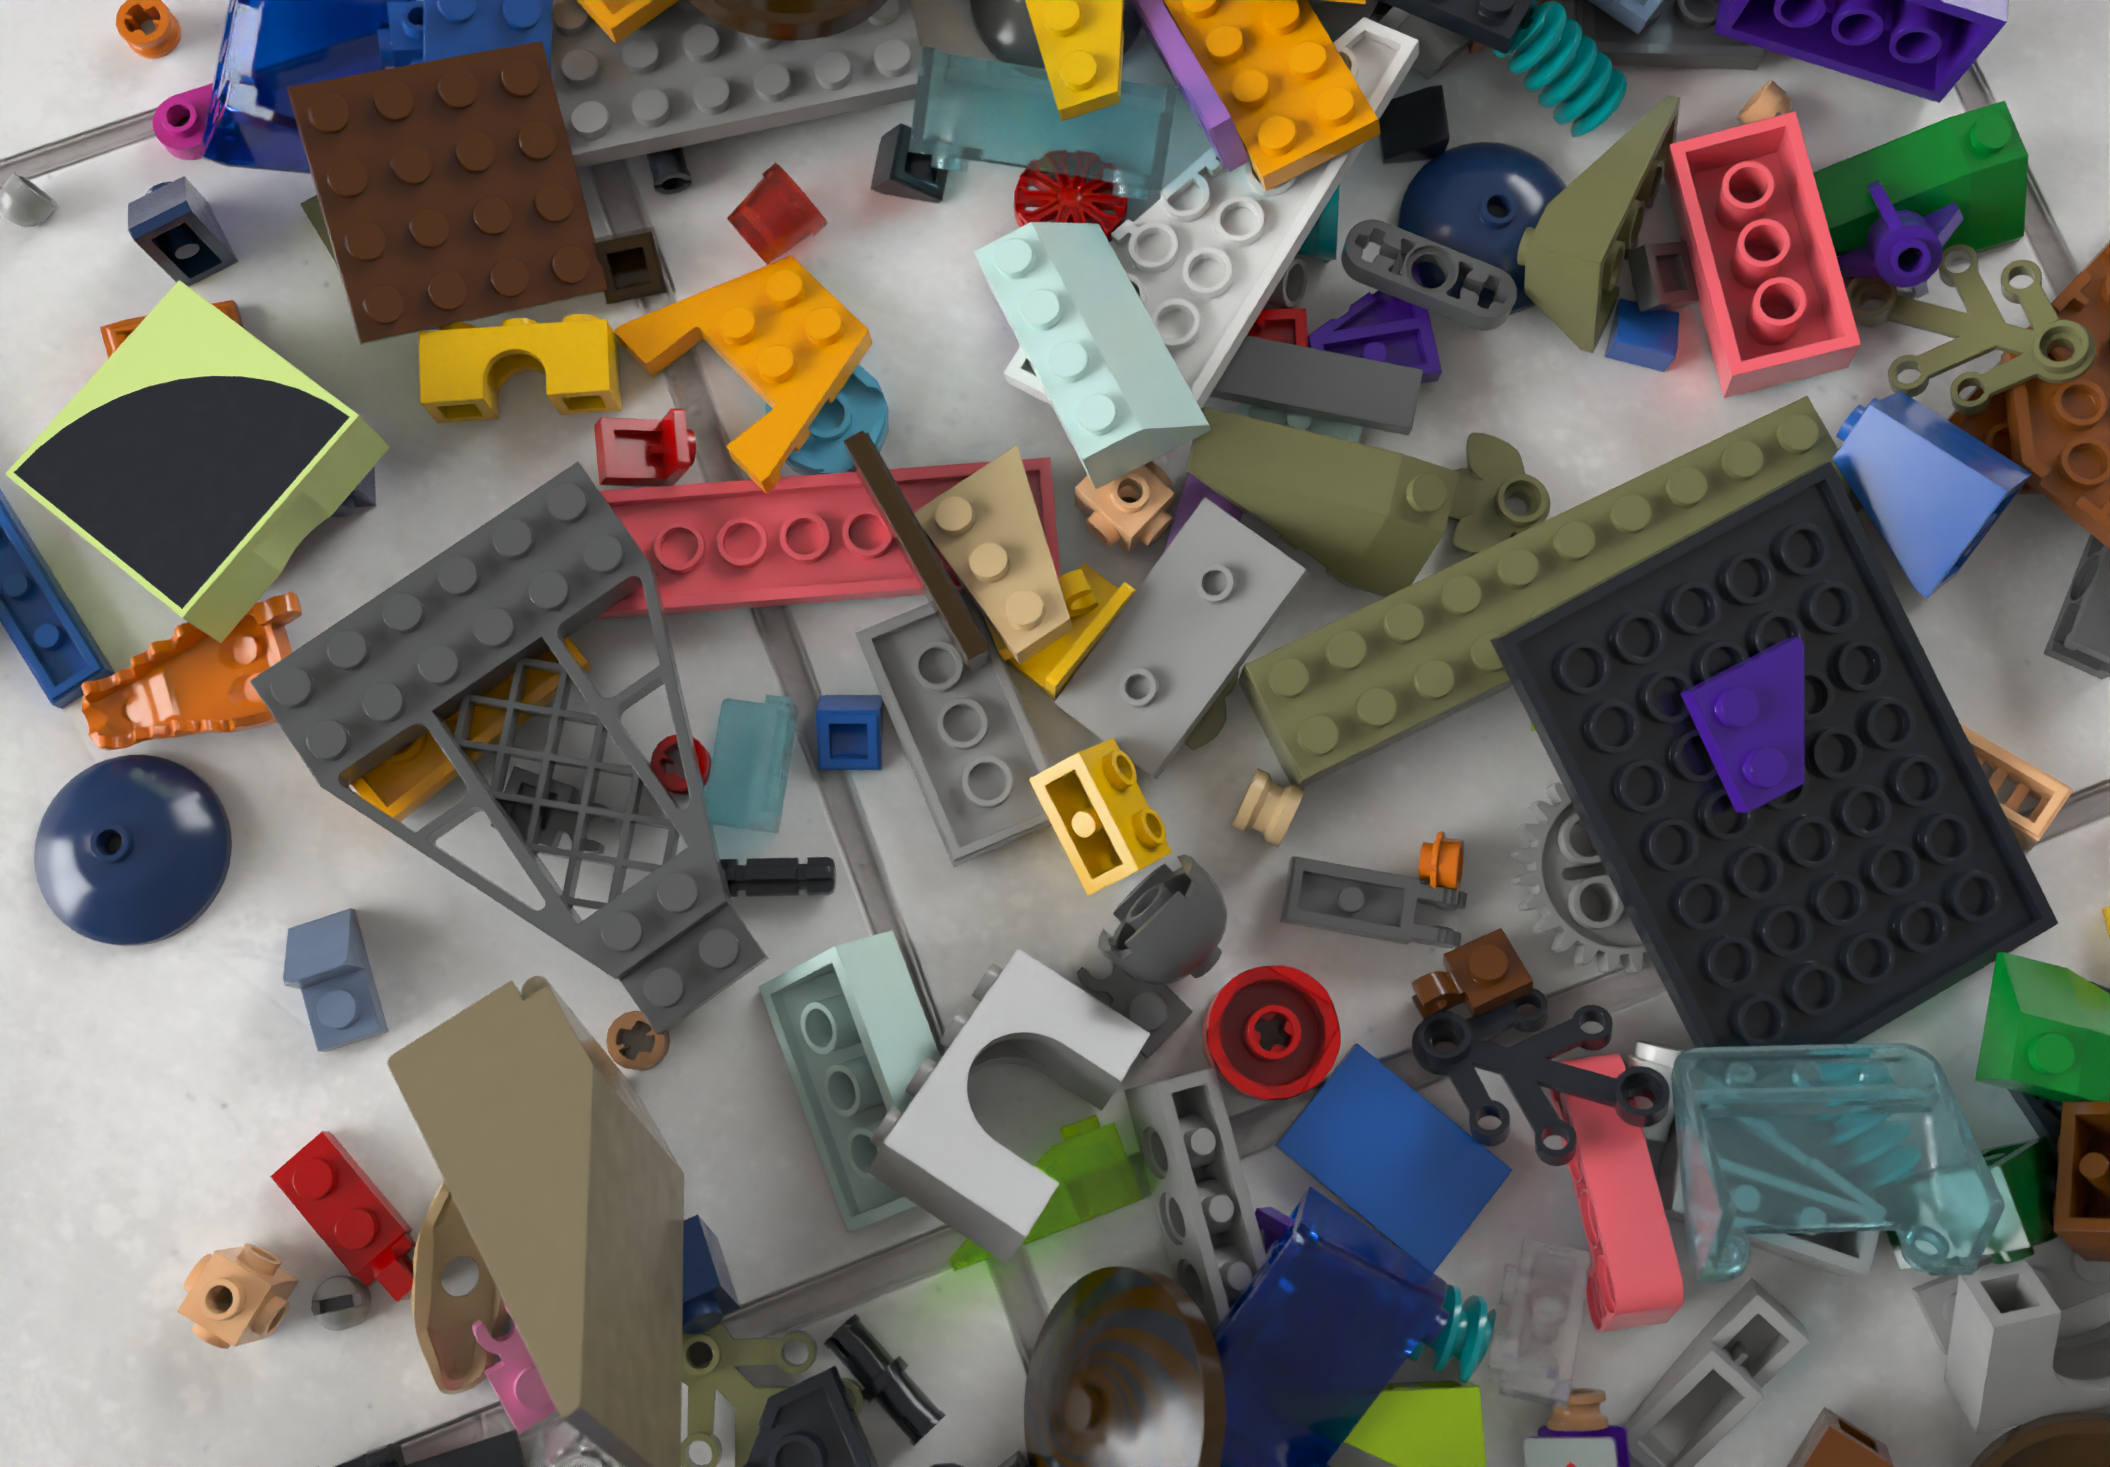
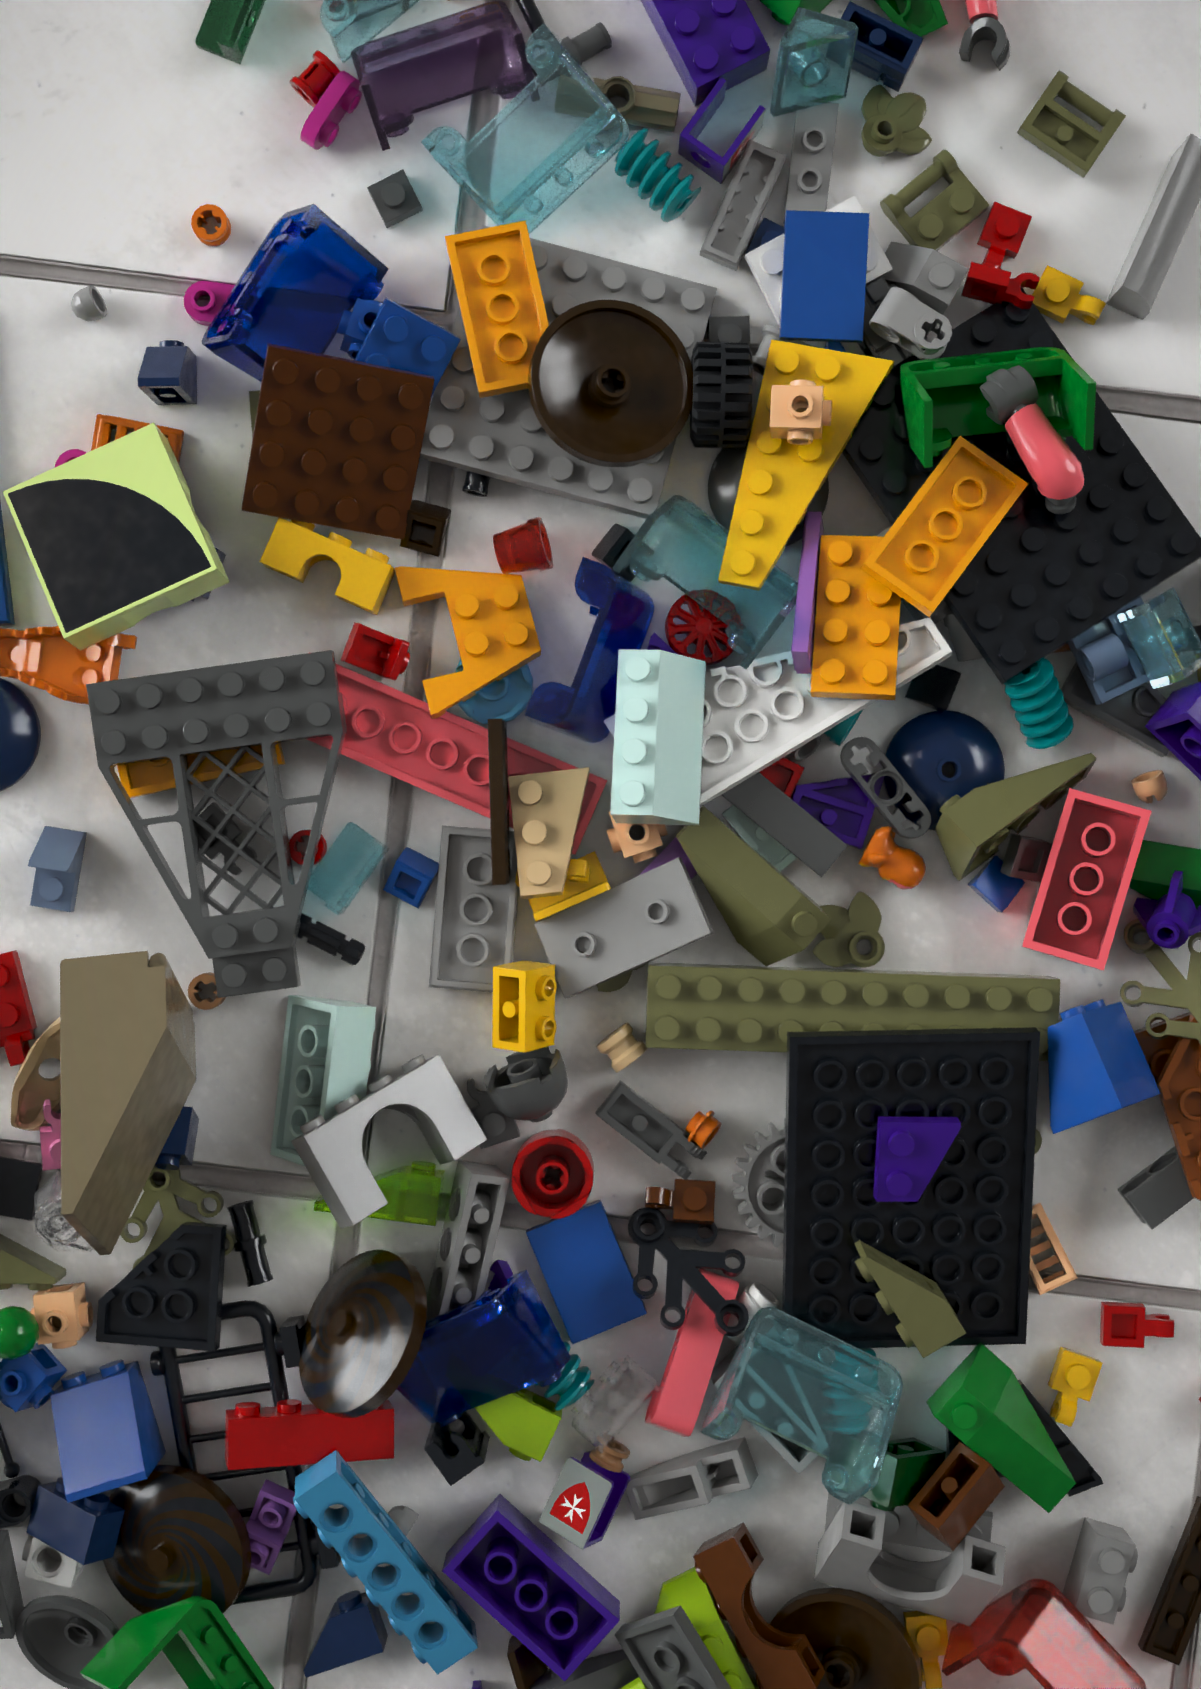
camera: 30 degrees right, 10 degrees up
(948, 375) = (621, 622): none -> clear blue windscreen
(1492, 370) = (894, 863): none -> orange animal
(1899, 941) = (915, 1299): none -> olive slope

